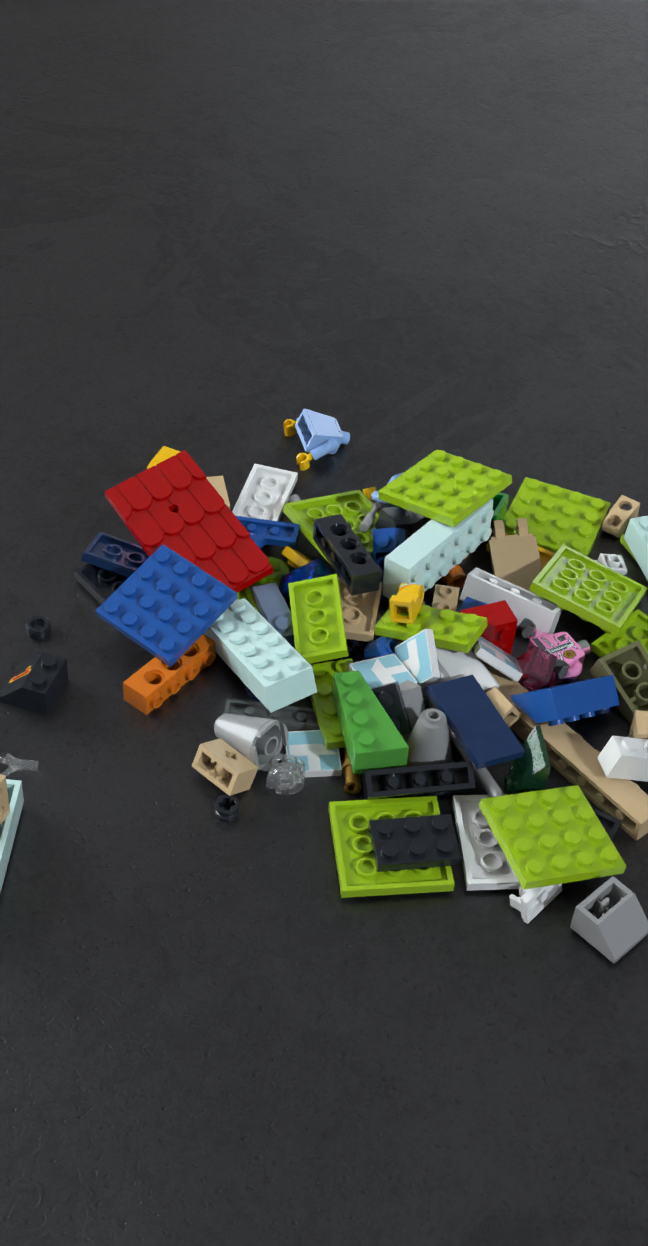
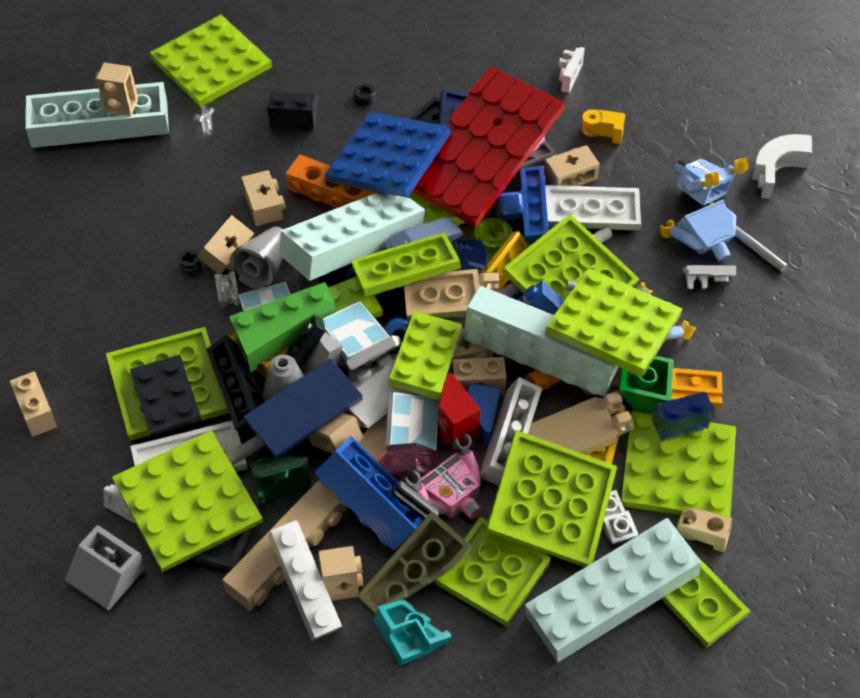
camera: 80 degrees right, 10 degrees up
(81, 469) = (571, 65): none -> white plate
(163, 730) = (262, 197): none -> tan brick
(250, 382) = (779, 153): none -> white arch
(265, 418) = (707, 181): none -> light blue torso
(347, 554) = (497, 265): black brick -> none
(352, 414) = (760, 249): none -> light grey bar
(363, 452) = (703, 272): none -> white plate
(395, 963) = (33, 404): none -> tan brick
(407, 600) = (439, 323): yellow leg -> none
(522, 493) = (683, 415): none -> clear blue brick
(579, 674) = (413, 500): none -> black axle

